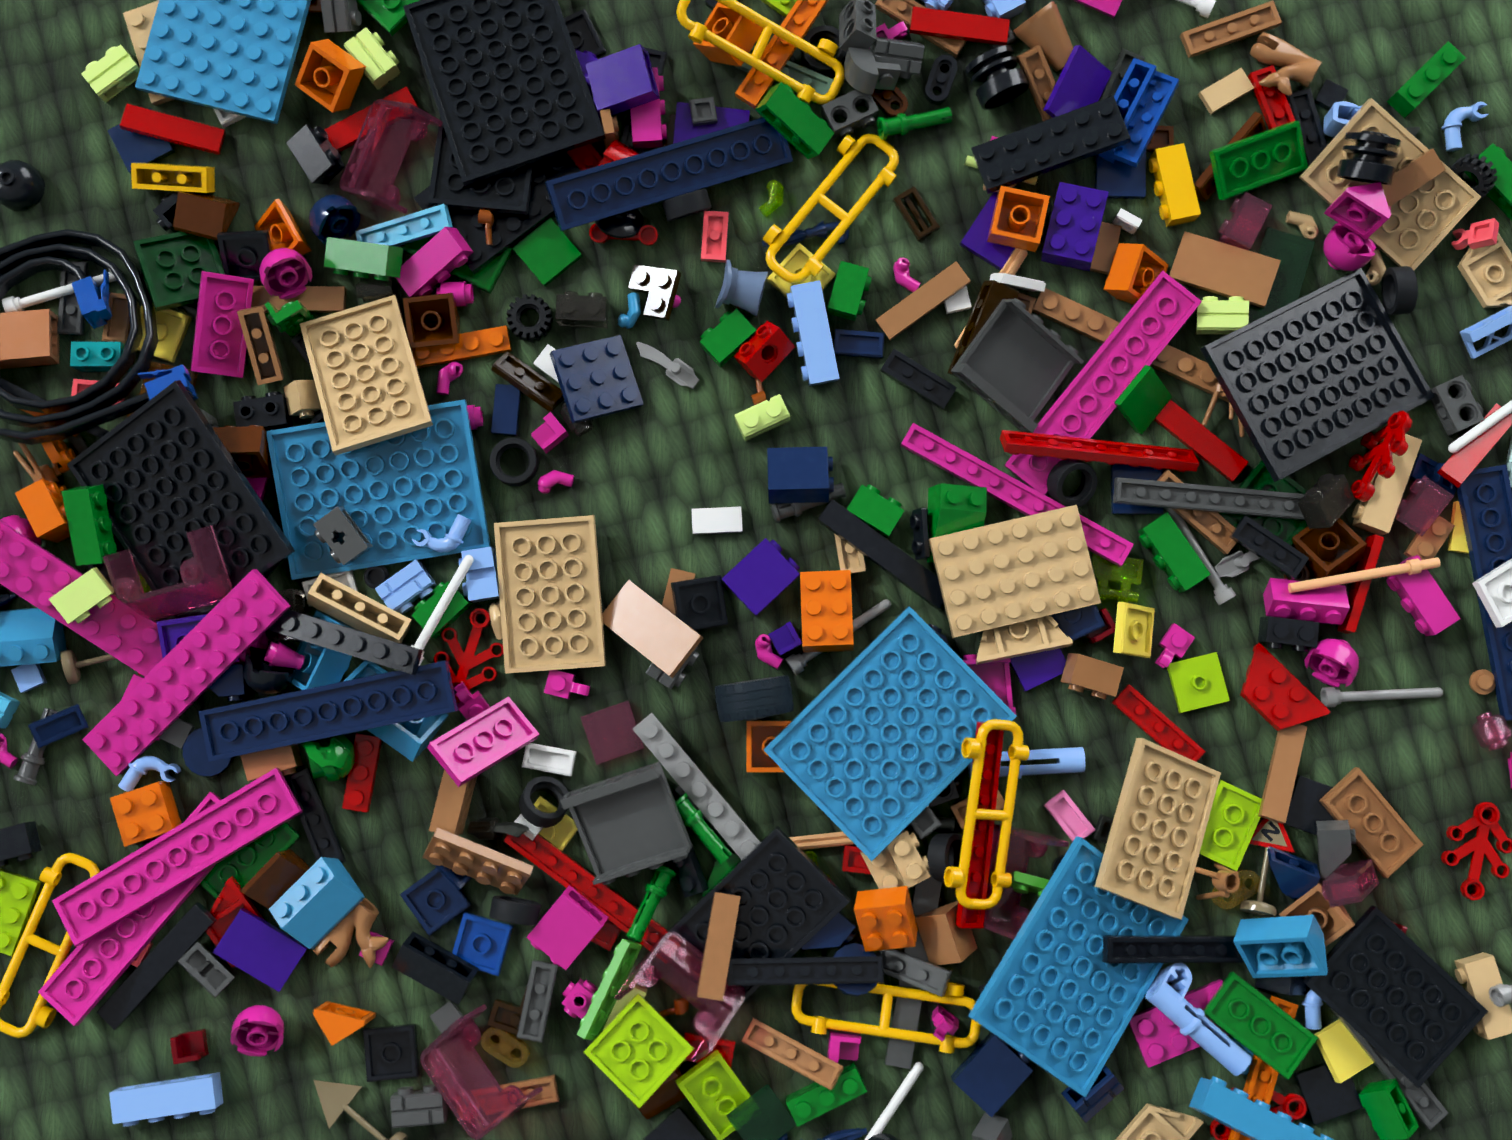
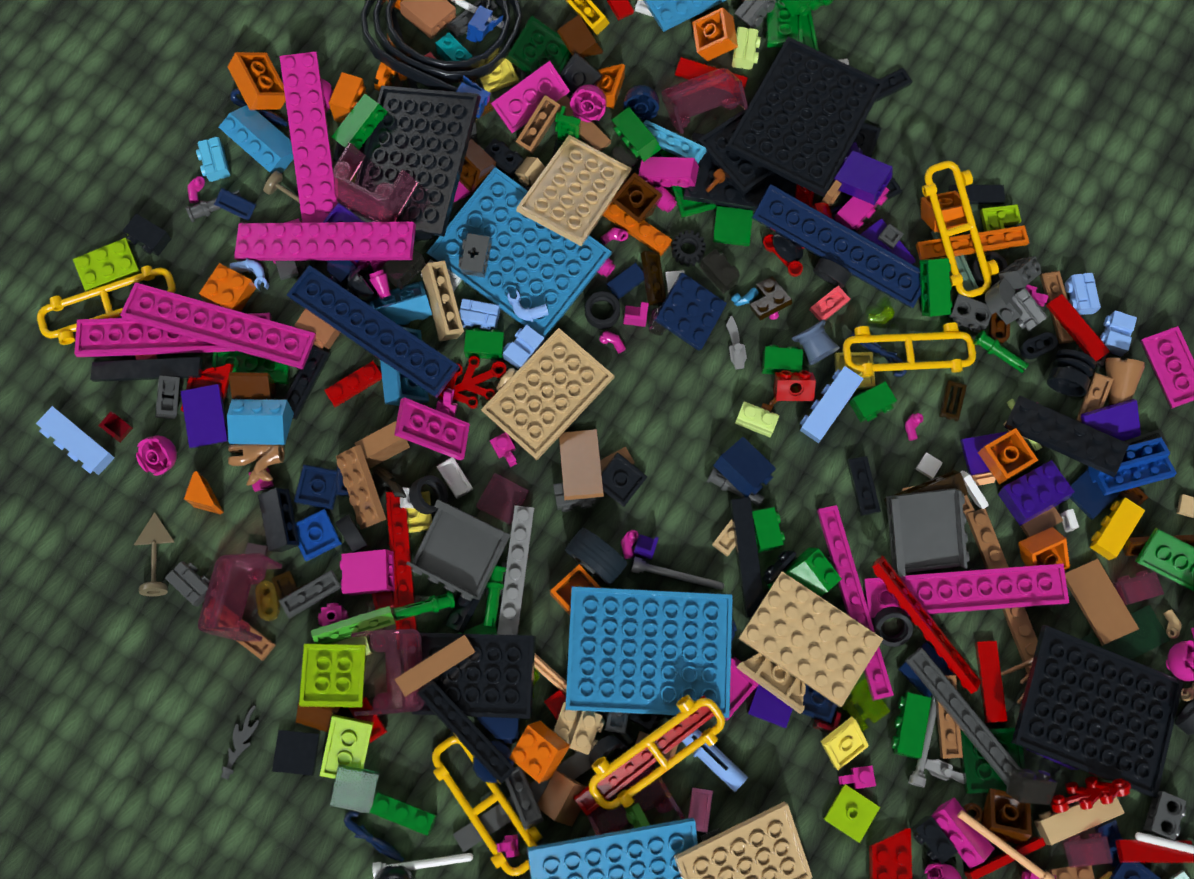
camera: 40 degrees right, 10 degrees down
(28, 677) = (248, 168): light blue tile -> none
(39, 472) = (367, 79): medium nougat plant -> none
(82, 595) = (318, 151): yellowish green brick -> none
(119, 326) = (479, 48): medium nougat tile -> none
(166, 211) = (562, 19): black bracket -> none
(197, 759) = (280, 292): dark blue tile -> none
(316, 154) = (666, 64): brick -> none
(331, 761) = (345, 360): green helmet -> none
(348, 641) = (421, 306): black plate -> none
(375, 576) = (470, 293): black plate -> none
(391, 1052) = (208, 541): black tile -> none
(443, 604) = (447, 349): white piece -> none
(680, 1007) = (380, 680): dark orange hand -> none
(717, 520) = (676, 448): white tile -> none
(761, 576) = (668, 500): dark purple brick -> none
(792, 1054) = (410, 771): medium nougat tile -> none
(826, 611) = (684, 553): orange brick -> none
(843, 1046) = (441, 799): dark pink panel -> none
(858, 343) = (850, 435): dark blue tile -> none
(923, 300) = (909, 448): medium nougat tile -> none
(1092, 675) = (794, 743): medium nougat brick -> none
(1143, 399) = (980, 623): green tile -> none
(1156, 724) = (803, 810): red tile -> none
(1222, 316) = (1073, 623): yellowish green brick -> none
(1269, 547) = (971, 779): black plate -> none

